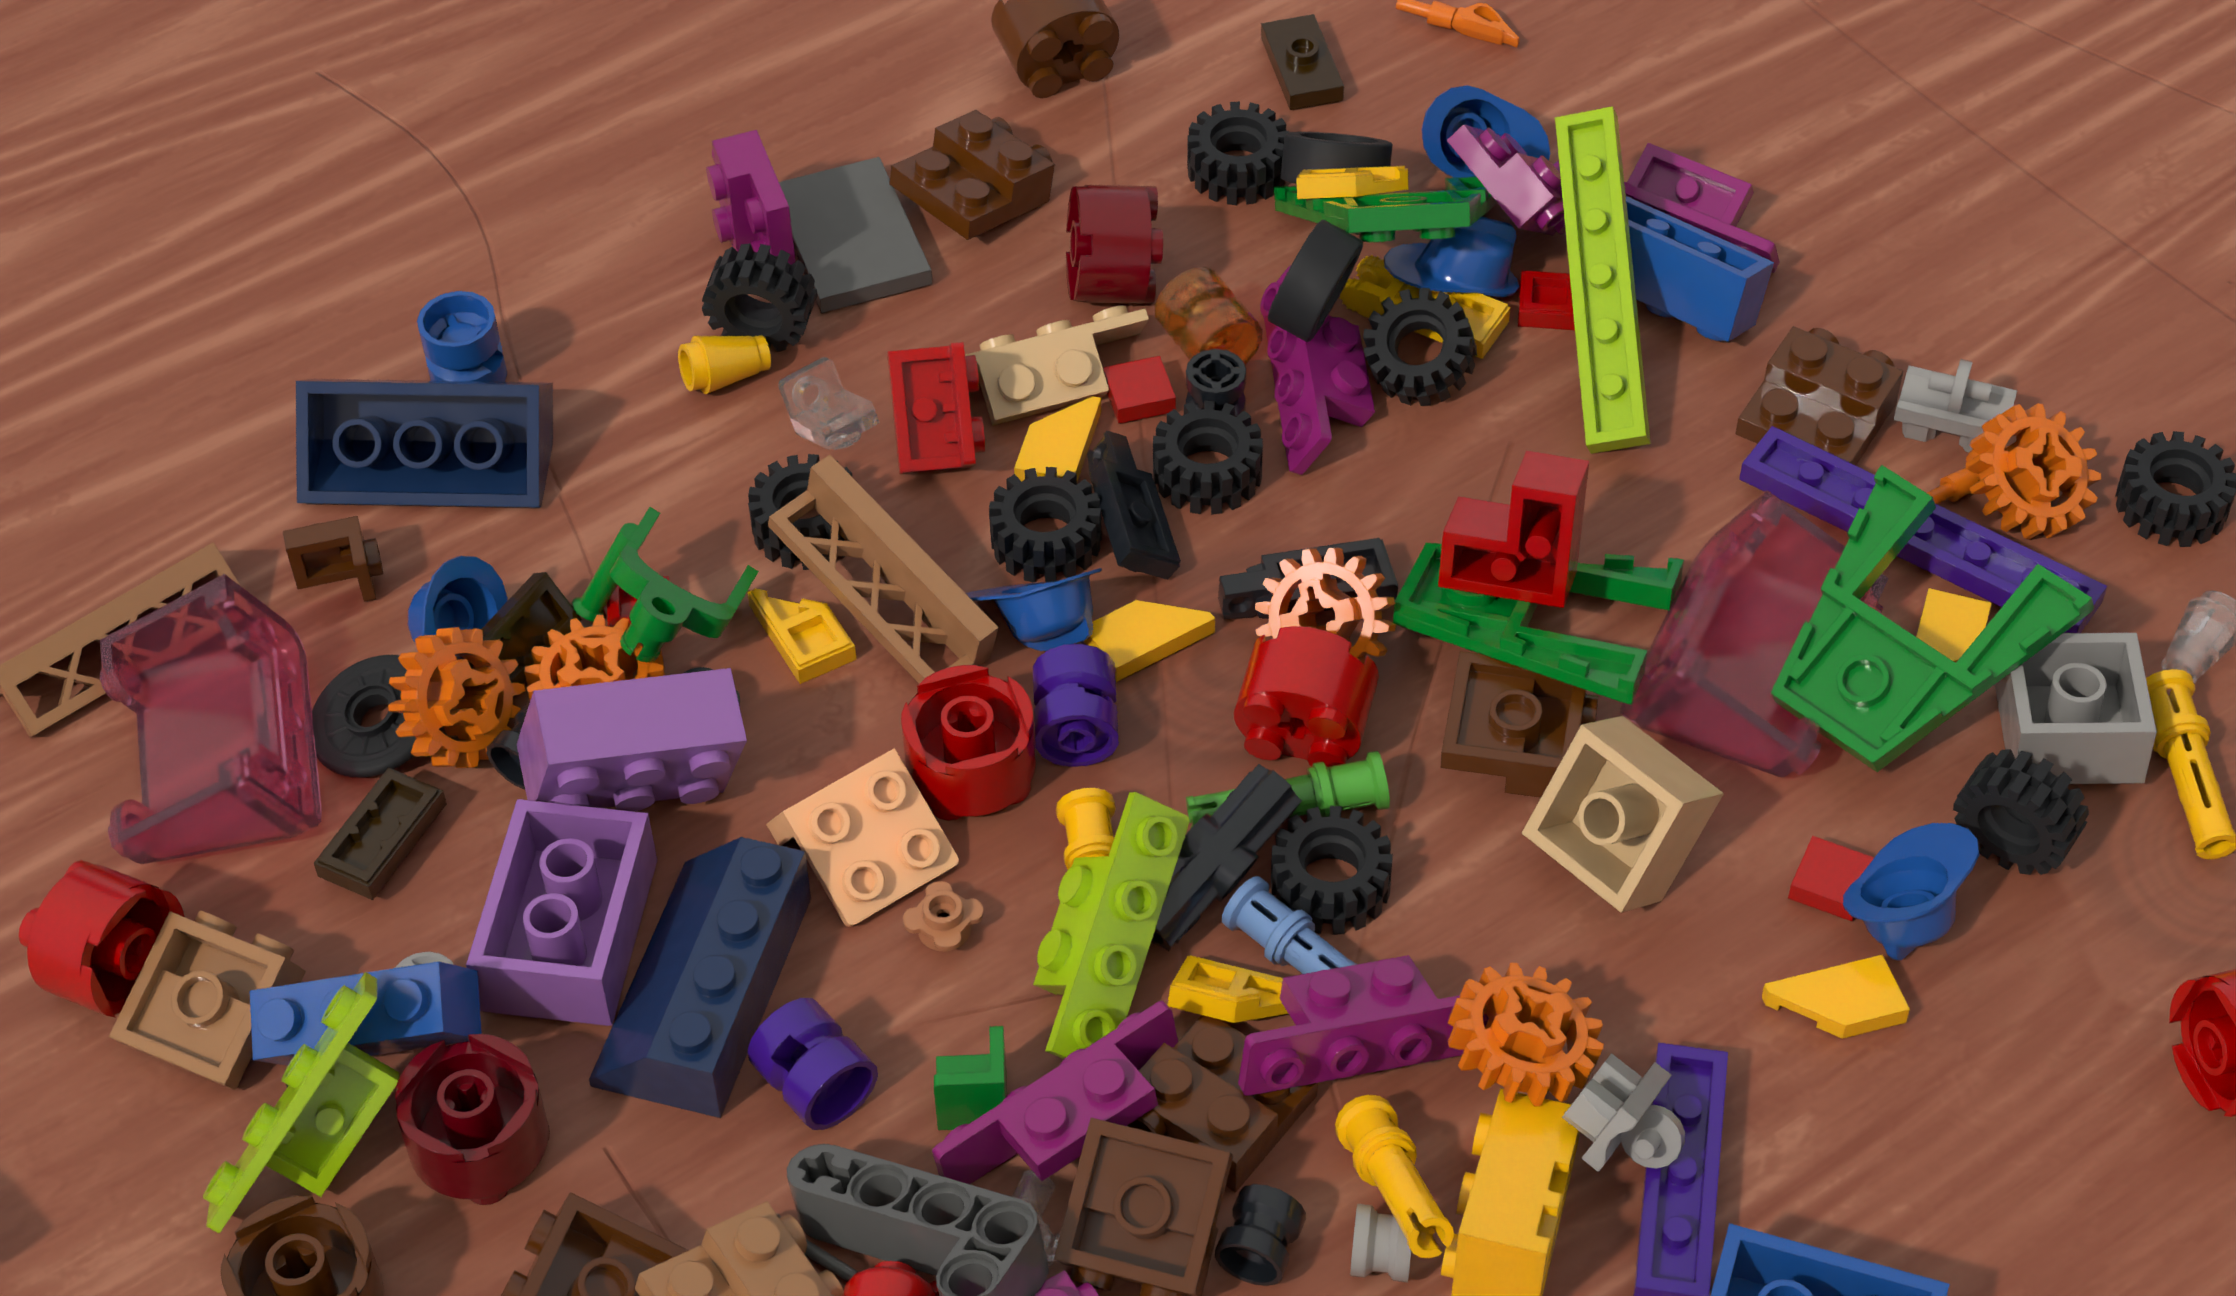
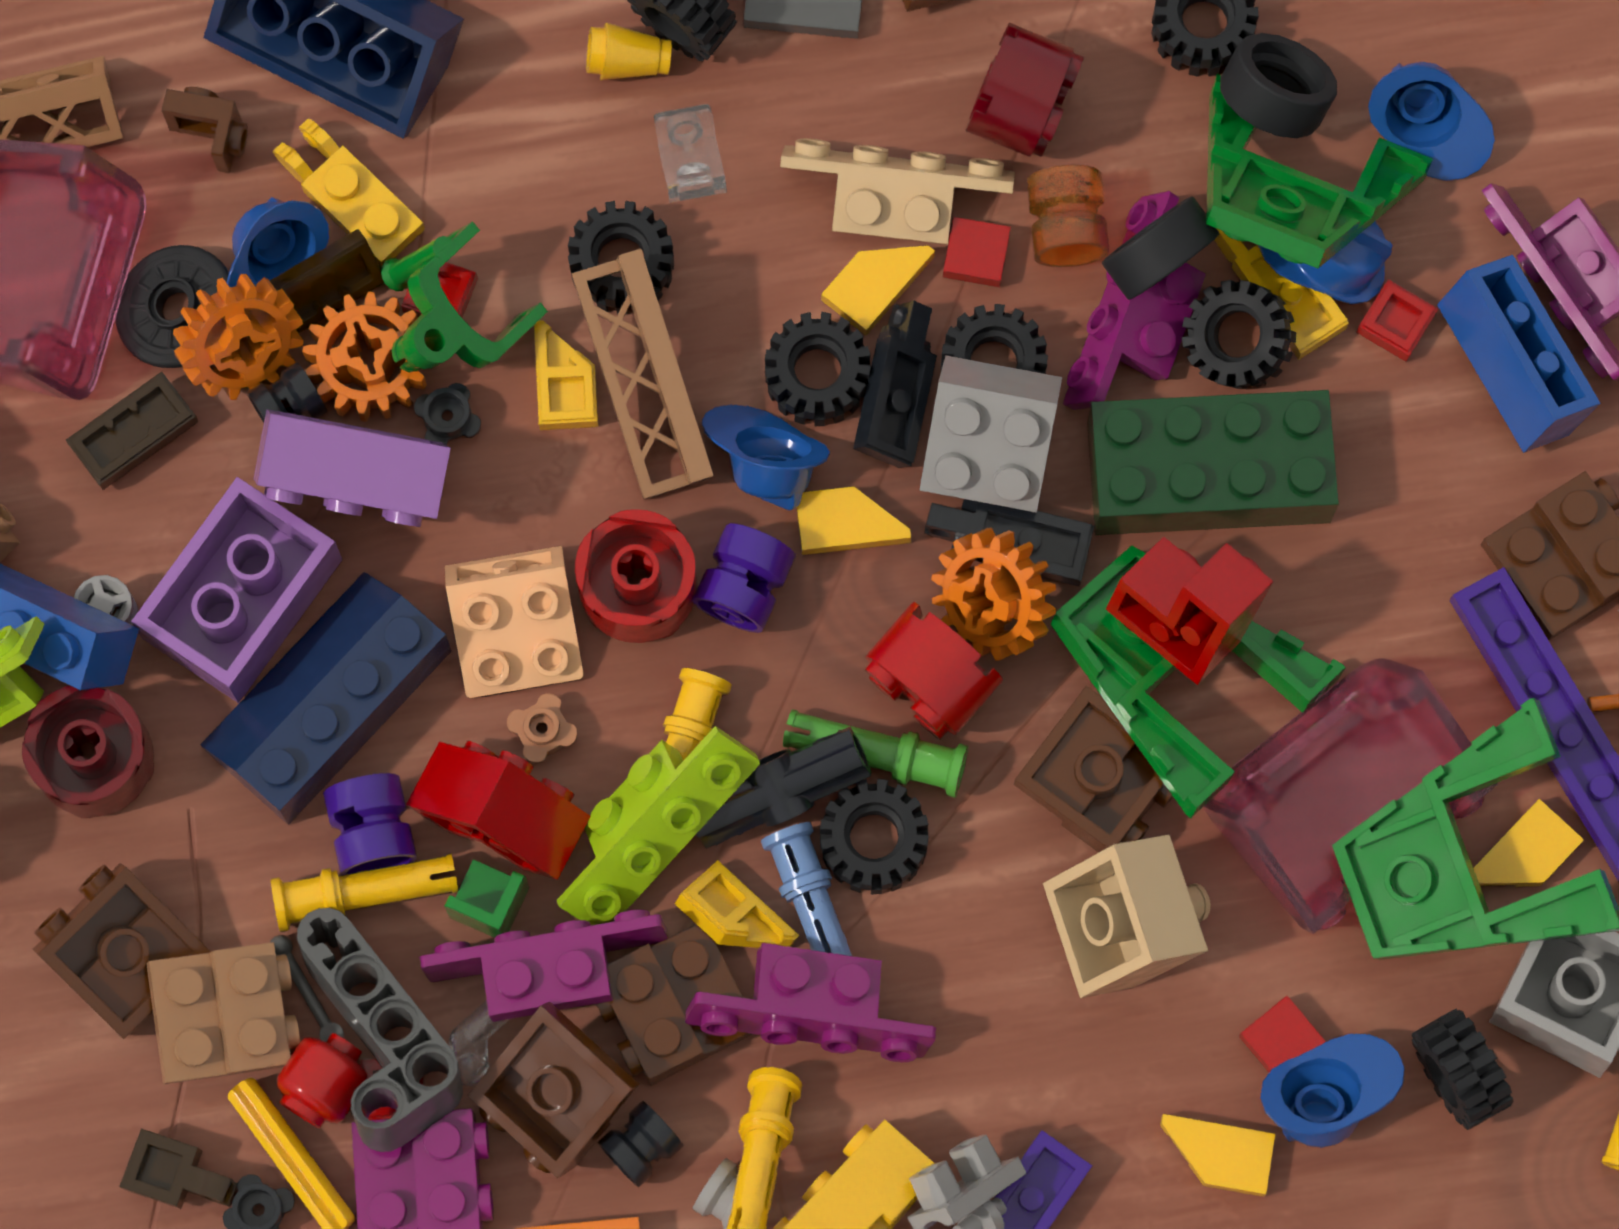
camera: 25 degrees right, 25 degrees up
(509, 555) = (352, 194): none -> yellow hinge
(764, 1169) = (359, 890): none -> yellow pin
(934, 408) = (773, 206): red bracket -> none
(941, 977) = (500, 805): none -> red brick
(1216, 377) = (1035, 300): black wheel -> none
(1244, 491) = (990, 433): none -> light grey brick
(1351, 181) = (1259, 136): yellow tile -> none
(1459, 437) = (1212, 462): none -> dark green brick
(1520, 183) = (1421, 200): magenta plate -> none
(1525, 1034) = (926, 1061): orange gear -> none
(1602, 281) = (1431, 349): lime plate -> none

